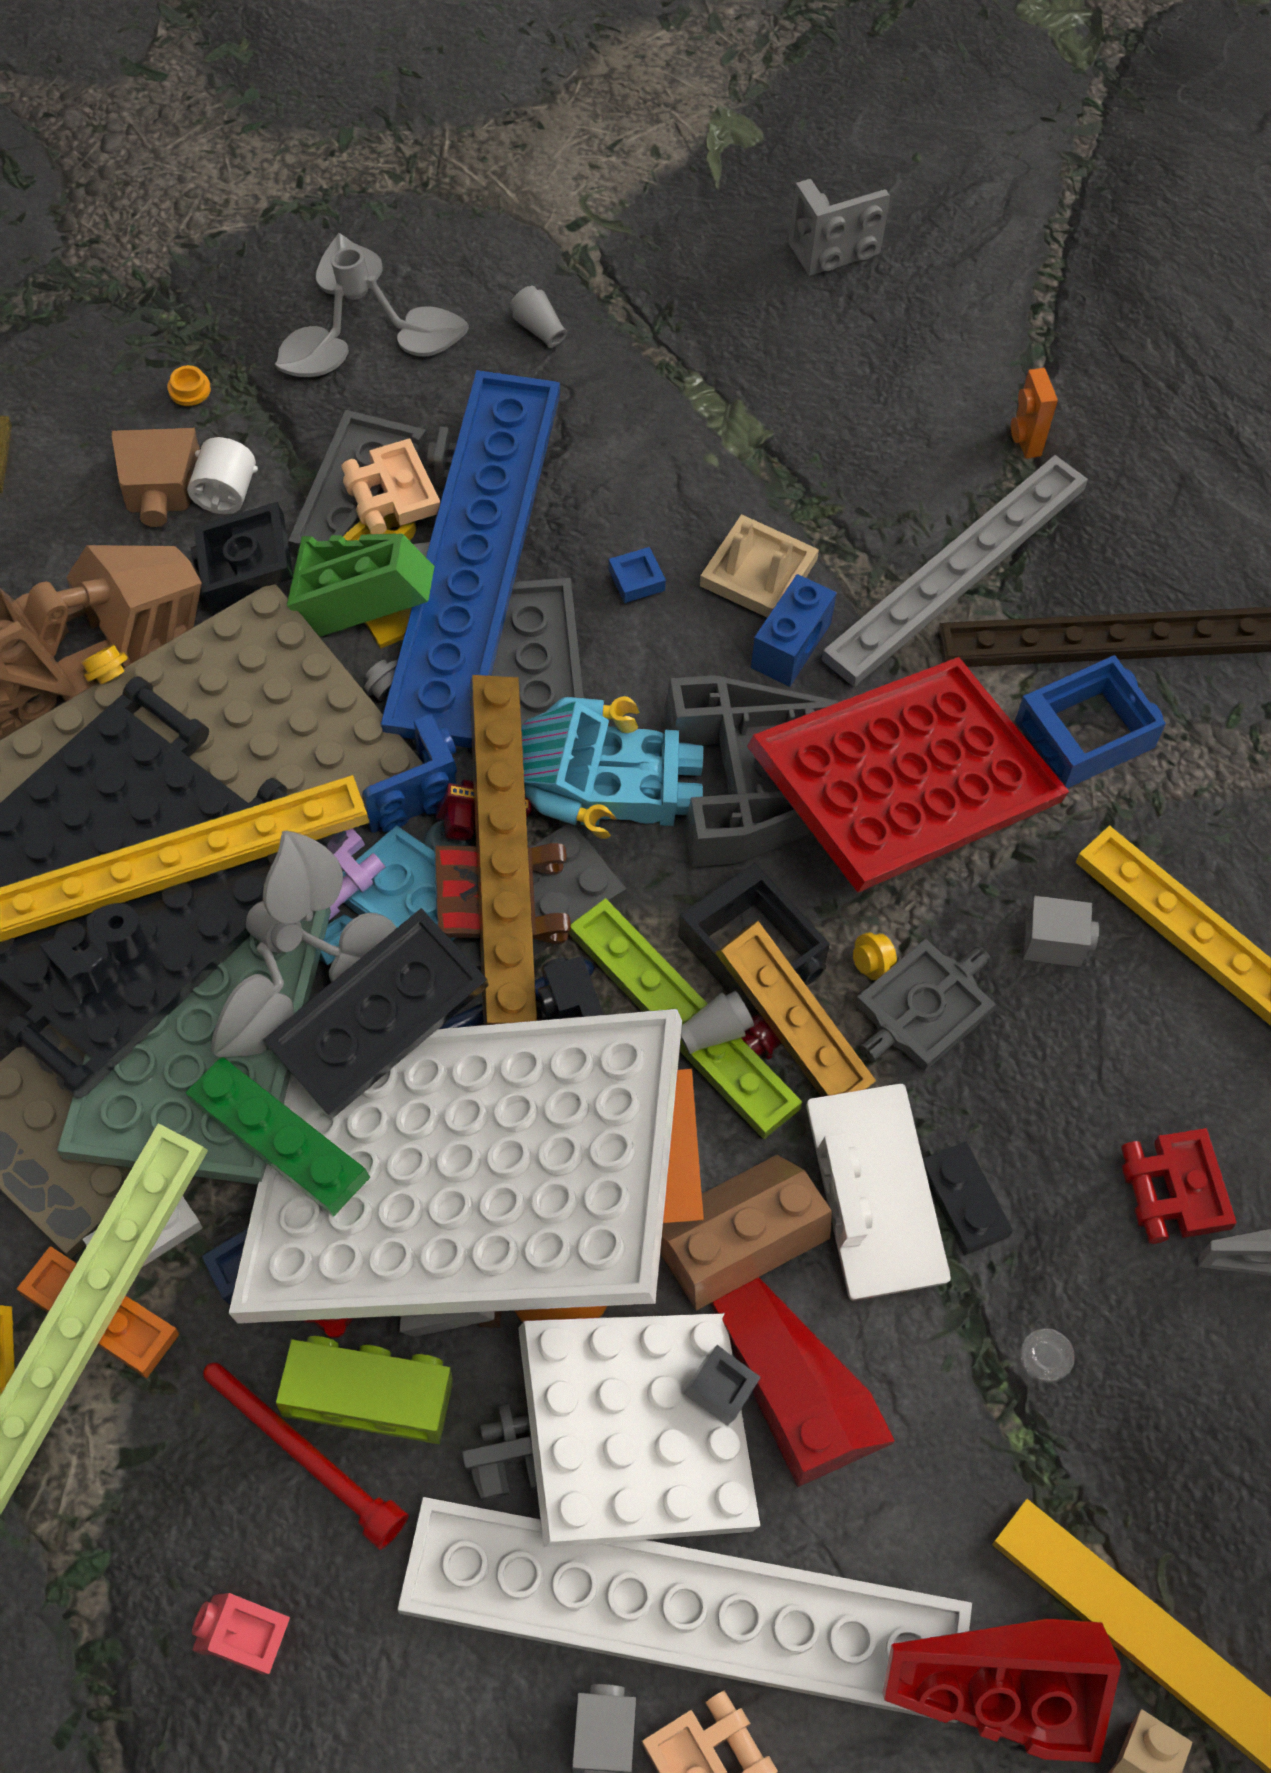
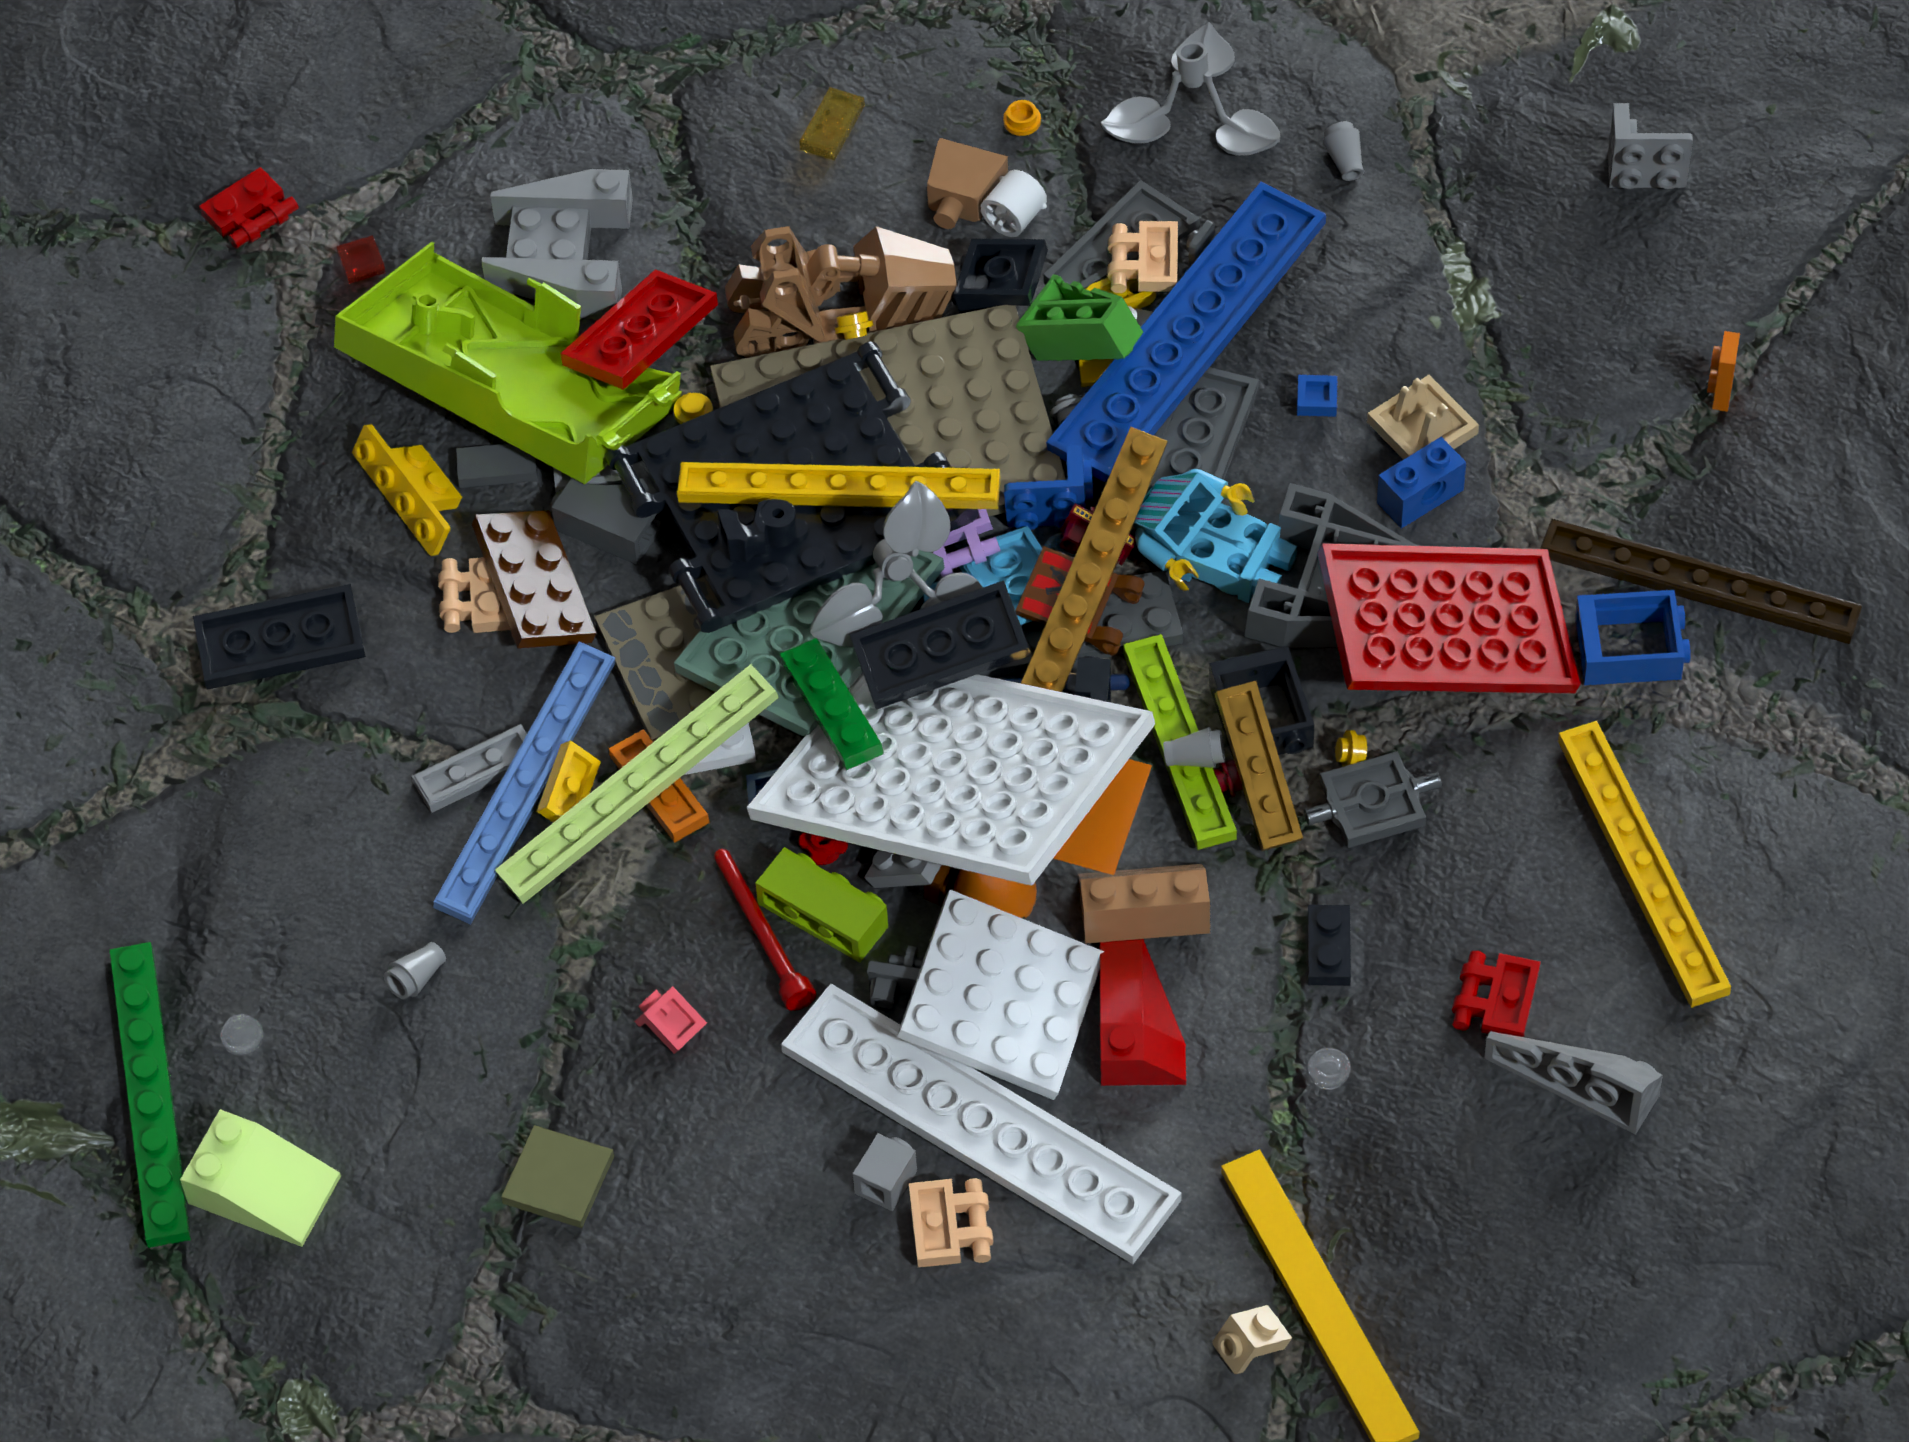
camera: 30 degrees right, 5 degrees down
(722, 1385) = (1072, 986): black plate -> none
(877, 1192) = (1260, 911): white bracket -> none
(953, 571) = (1591, 479): light grey plate -> none
(1024, 1682) = (1182, 1247): red wedge -> none
(1059, 931) = (1509, 784): light grey brick -> none

